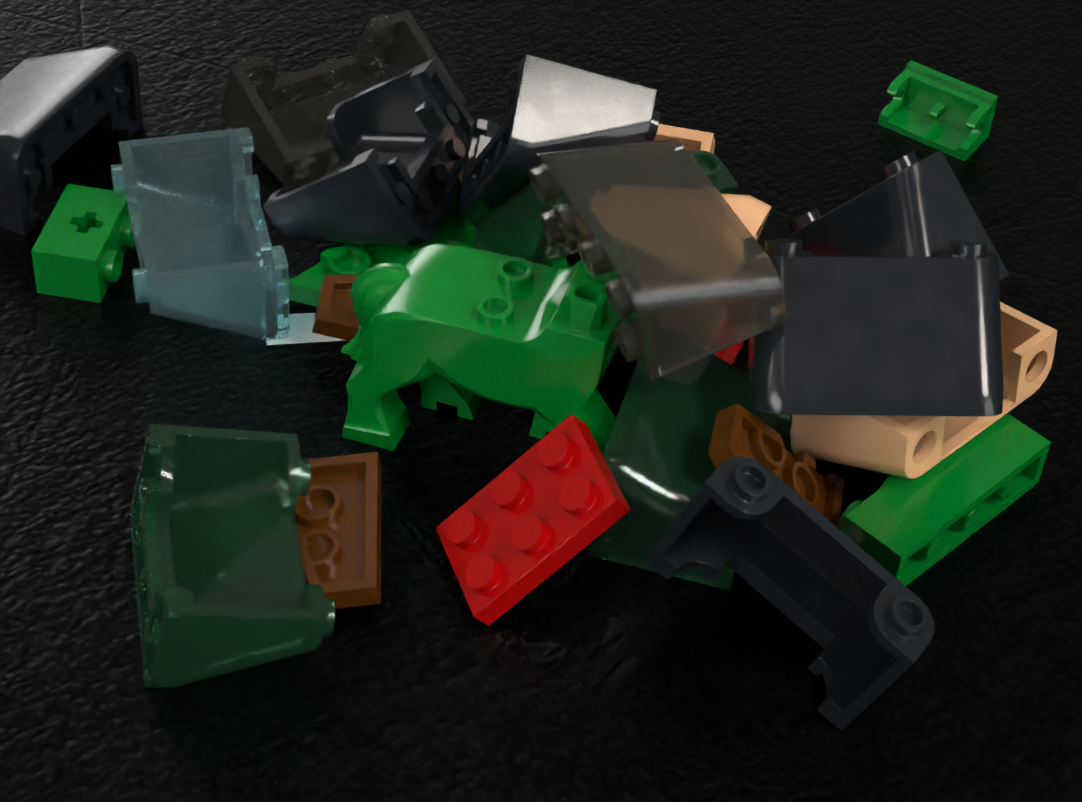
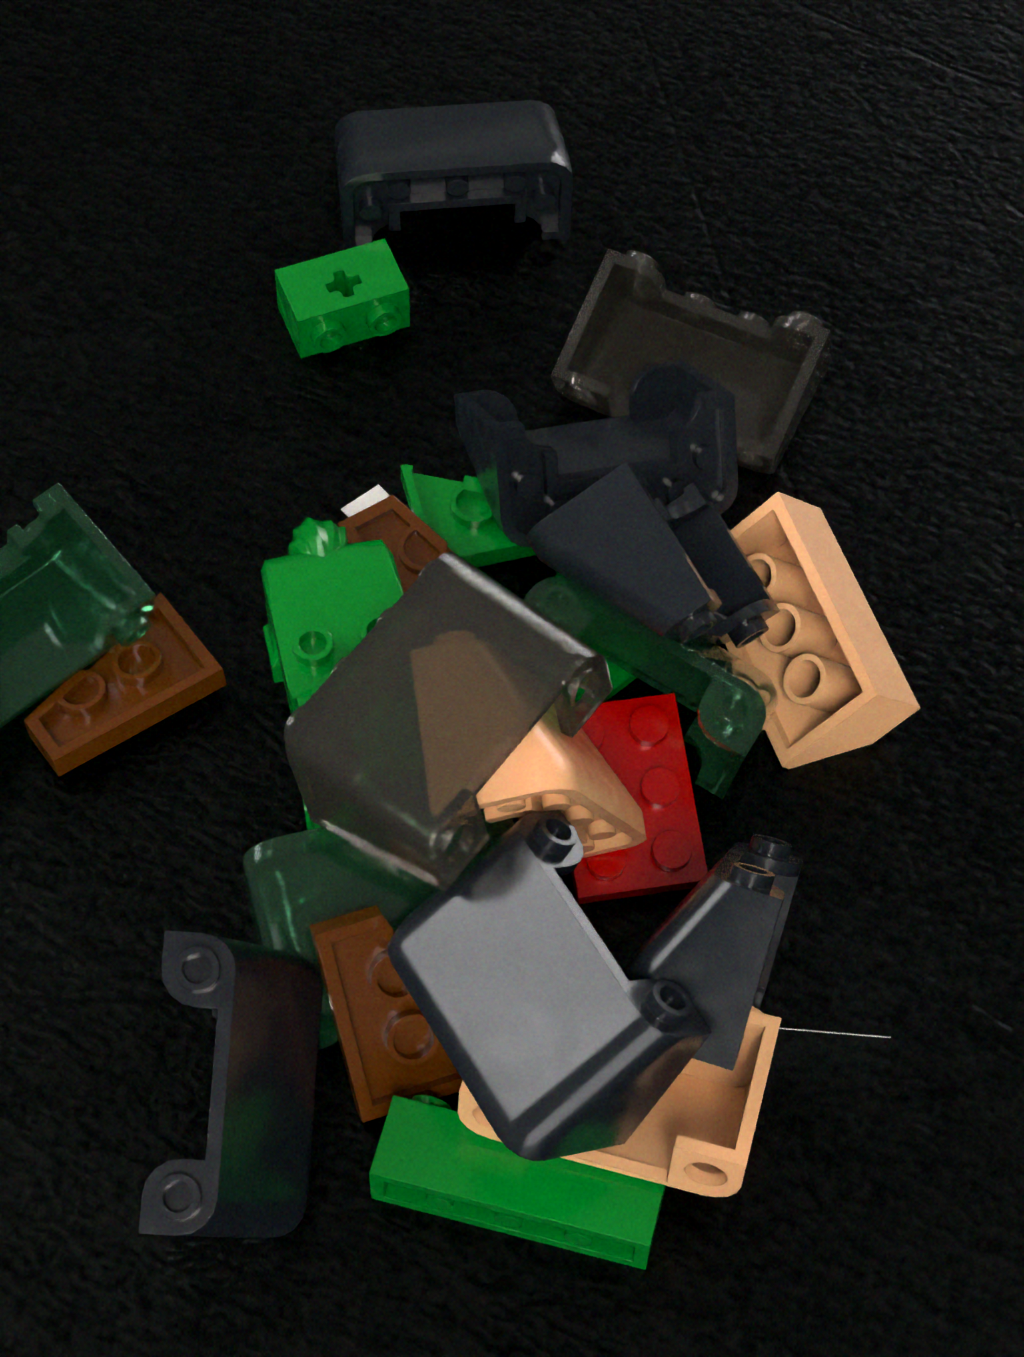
camera: 60 degrees right, 15 degrees up
(203, 233) = (387, 378): clear light blue windscreen -> none
(531, 519) = (193, 831): red plate -> none

